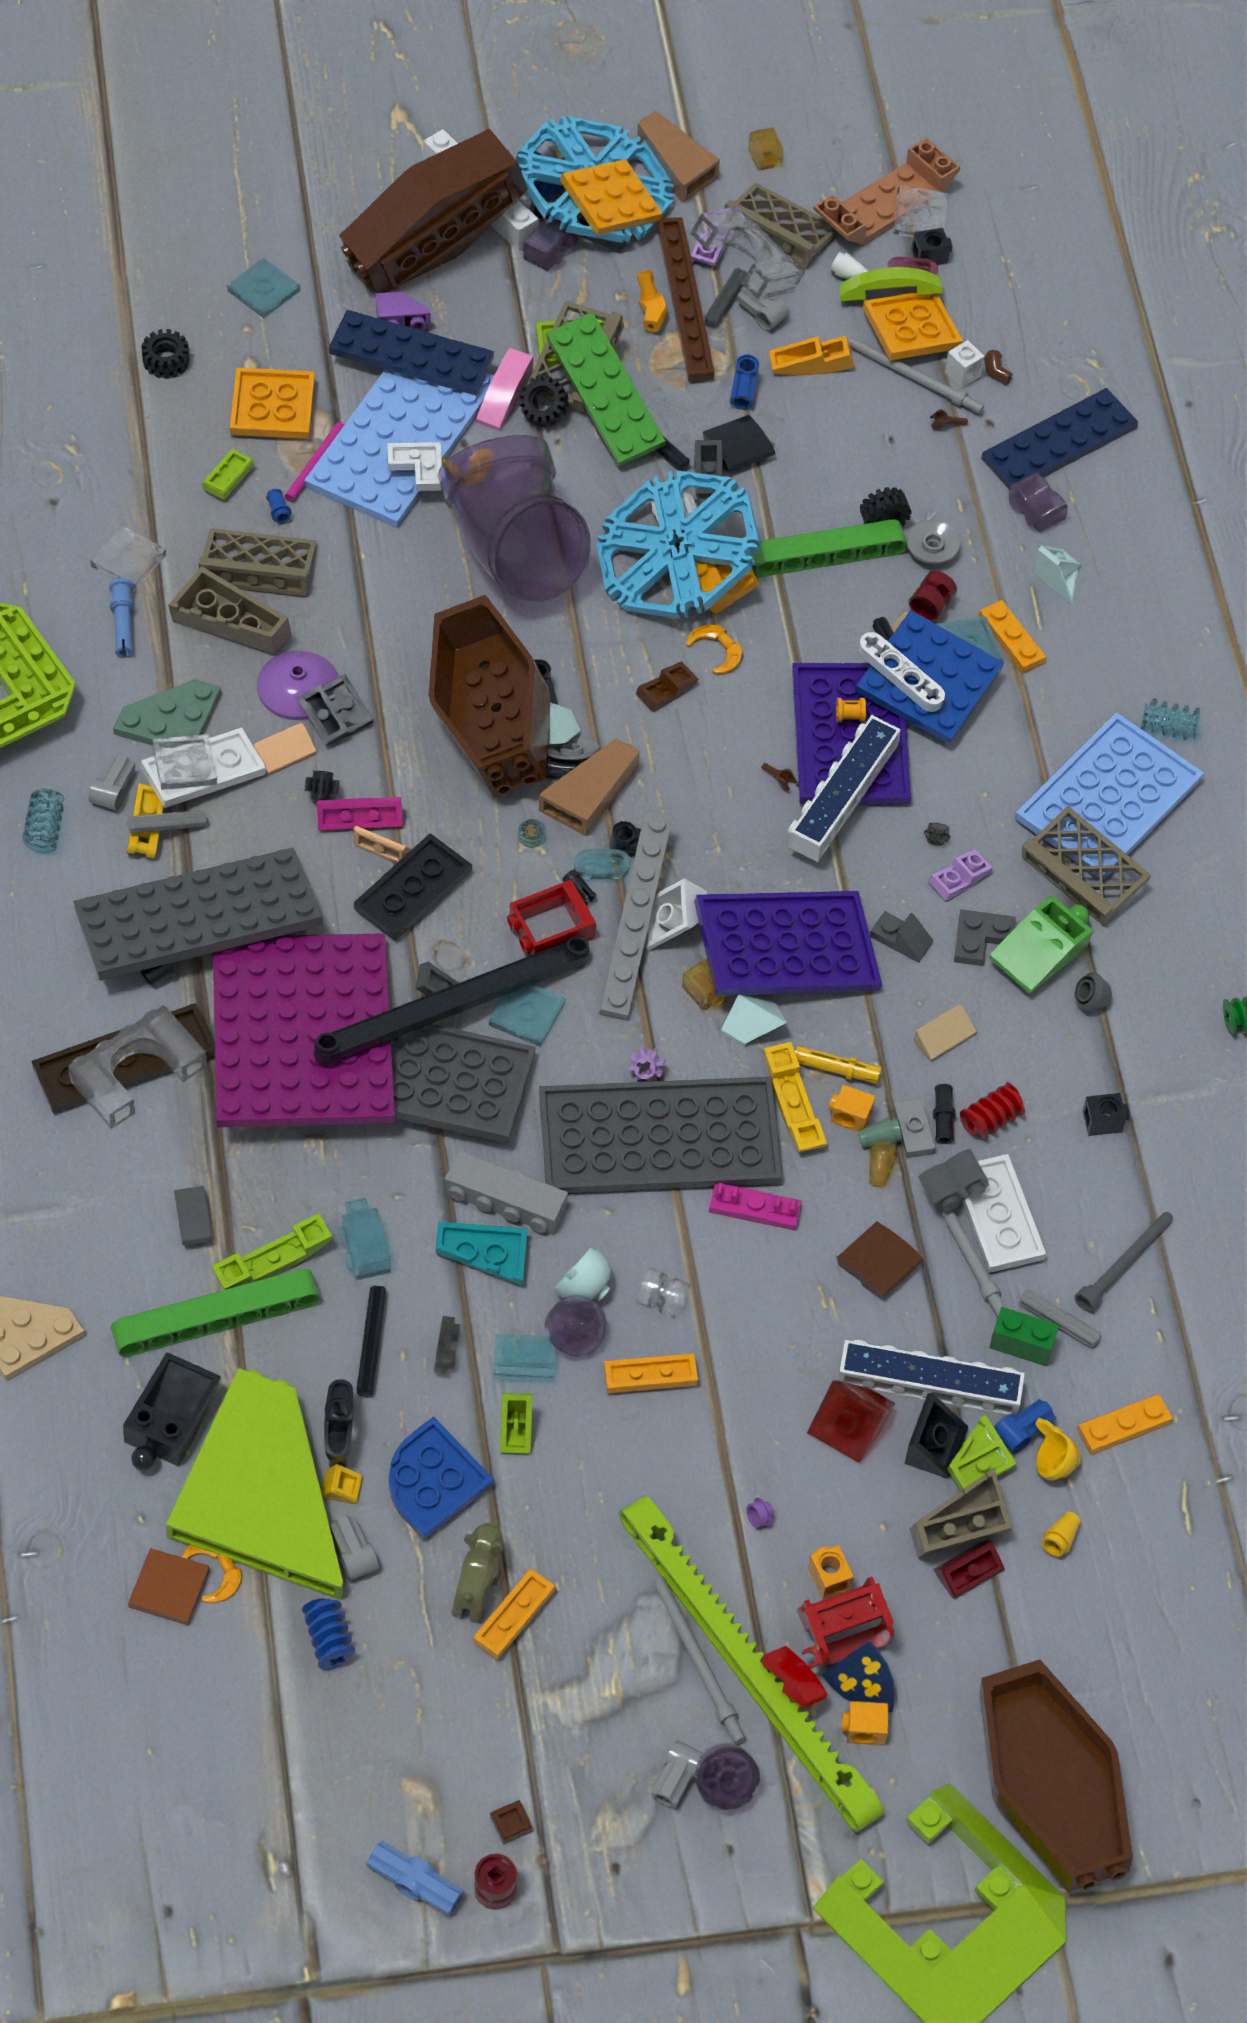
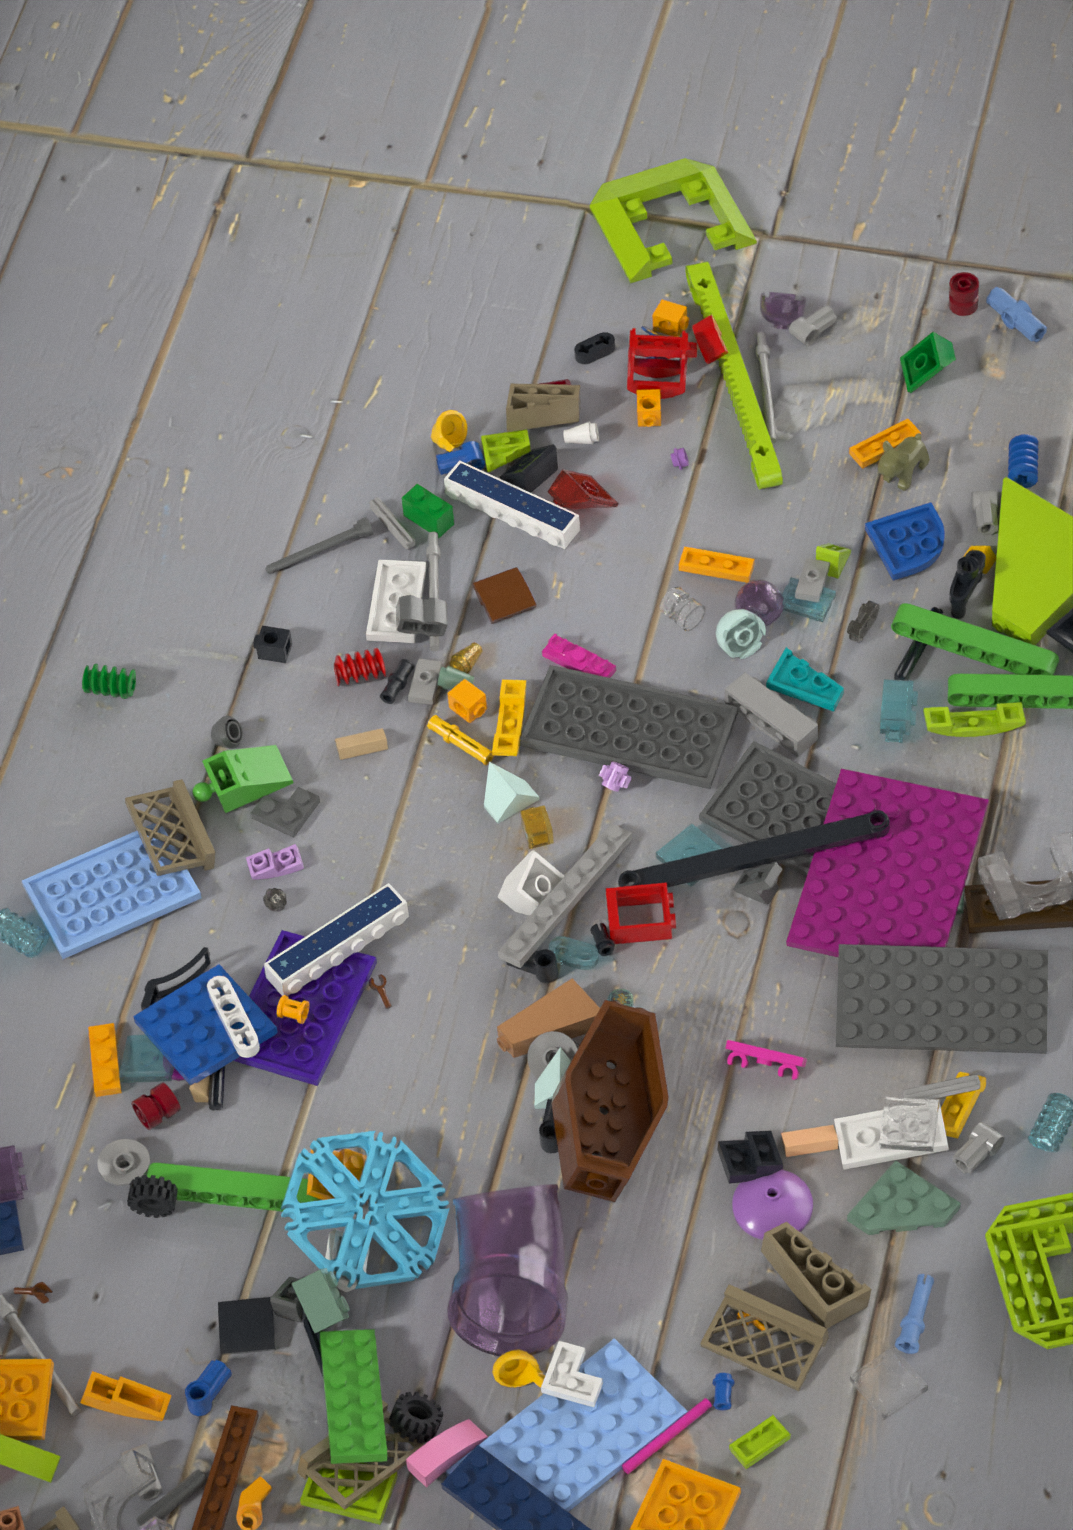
camera: 150 degrees left, 5 degrees down
(193, 1215) = (1027, 768): dark grey slope -> none
(302, 1345) = (973, 641): none -> bright green beam
(321, 785) = (796, 1083): black gear -> none
(379, 845) = (755, 1025): light nougat slope -> none
(412, 886) = (744, 979): black plate -> none
(502, 1753) = (926, 360): none -> green slope
(511, 1822) = (940, 328): reddish brown tile -> none
(525, 1368) = (812, 580): none -> light grey plate
(669, 686) = (433, 1103): reddish brown slope -> none
(674, 451) = (321, 1299): none -> sand green brick
(716, 632) = (363, 1113): light orange piece -> none
(787, 943) = (453, 831): dark purple plate -> none
(846, 266) = (31, 1492): white cone -> none
(894, 1510) = (582, 434): none -> white cone
(902, 936) = (353, 828): dark grey slope -> none
(949, 1657) = (595, 348): none -> black beam
(1001, 697) = (151, 988): none -> black piece
(1055, 1775) = (562, 249): reddish brown container -> none
(1057, 570) = (24, 1109): light aqua slope -> none
(1060, 1536) = (473, 390): yellow cone -> none
(1124, 1424) = (386, 447): light orange plate -> none

